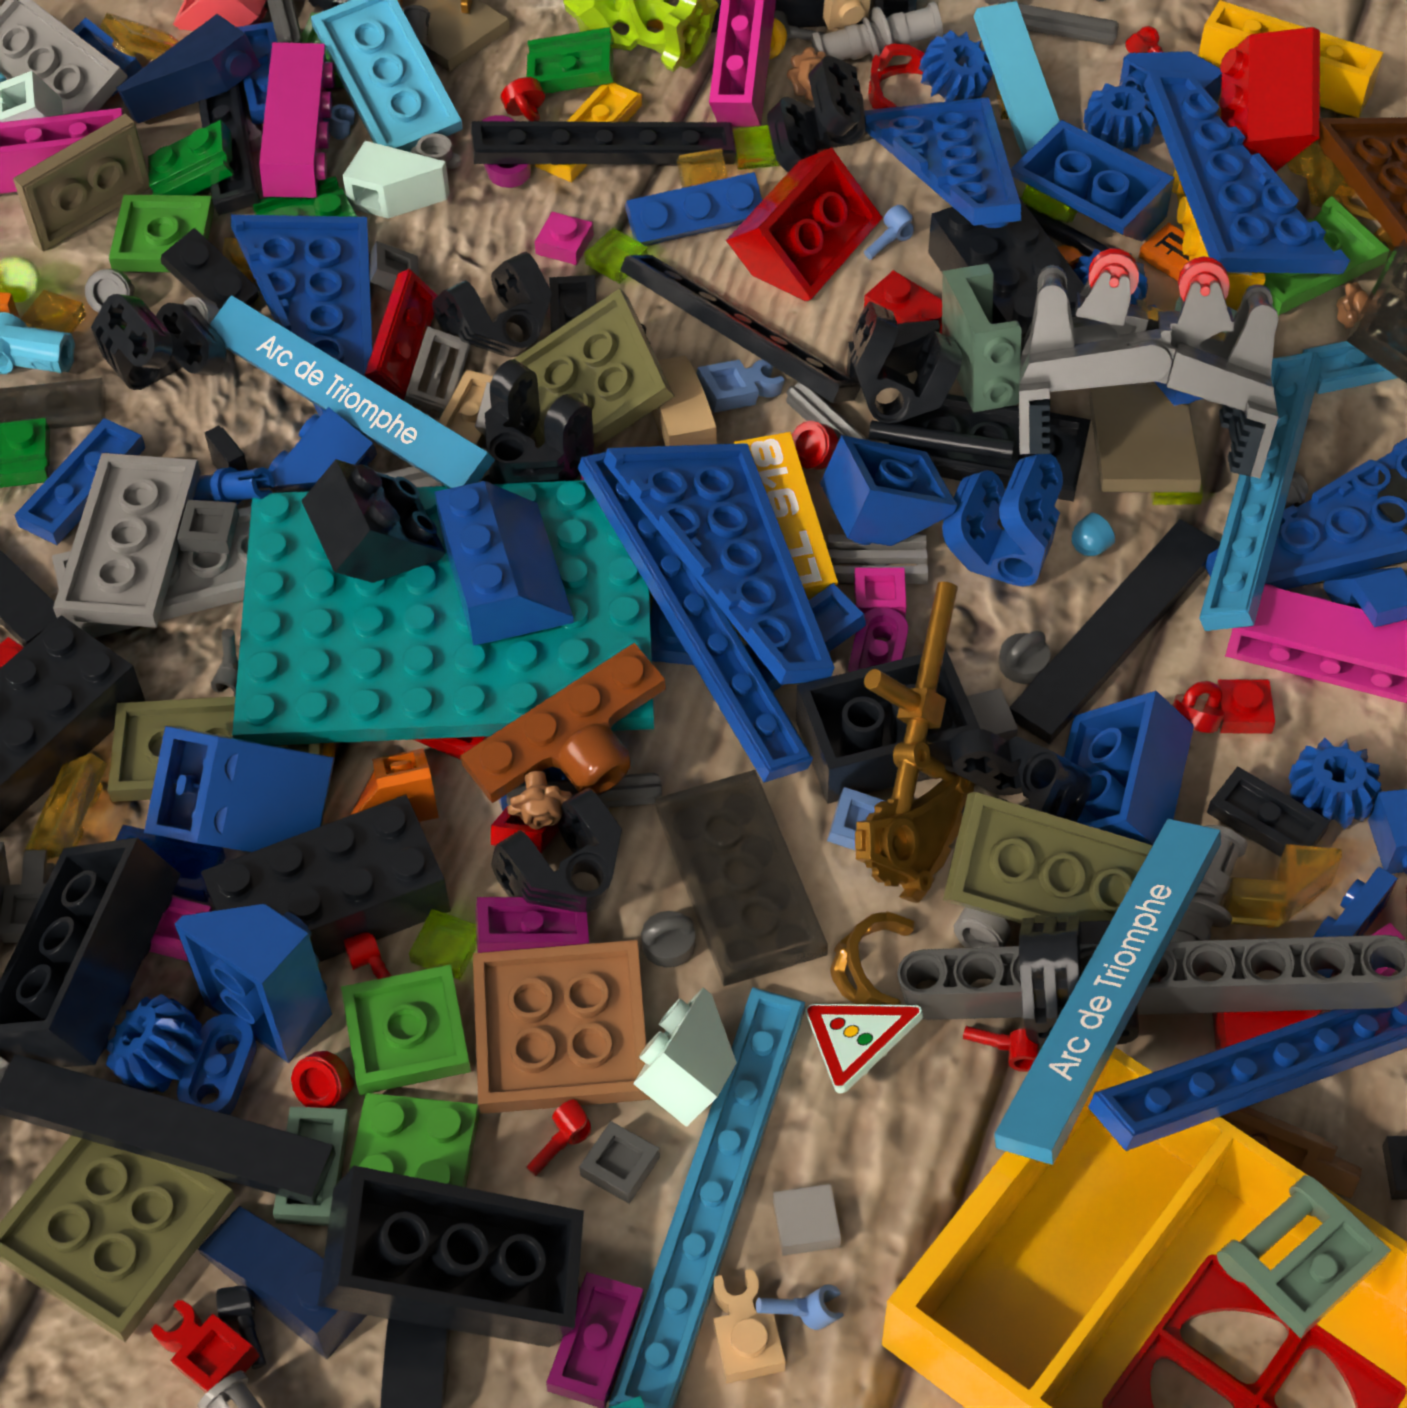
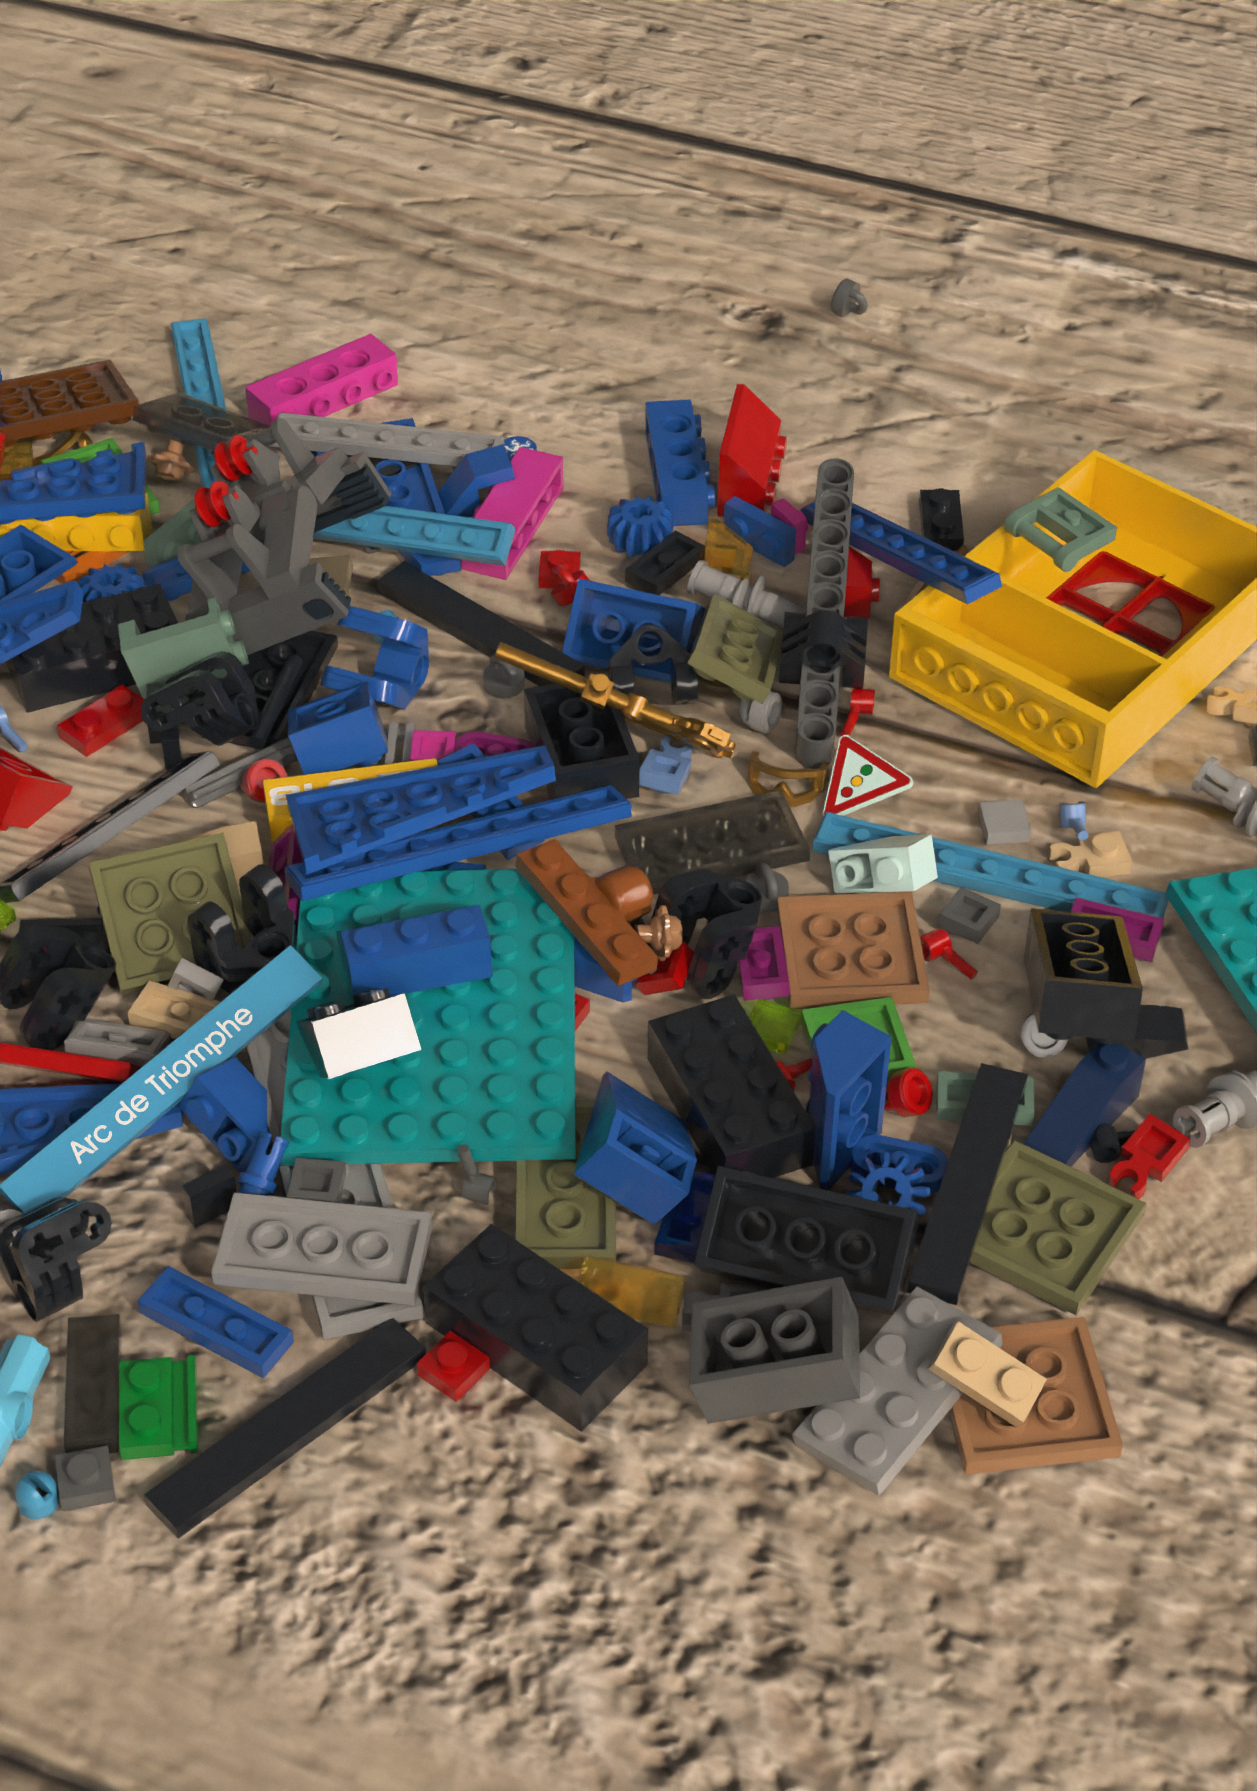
camera: 90 degrees left, 10 degrees down
(398, 776) = (619, 1046): orange slope -> none
(416, 1137) = (965, 1035): bright green plate -> none
(733, 387) = (175, 825): medium blue plate -> none
(1107, 993) = (857, 602): dark azure tile -> none

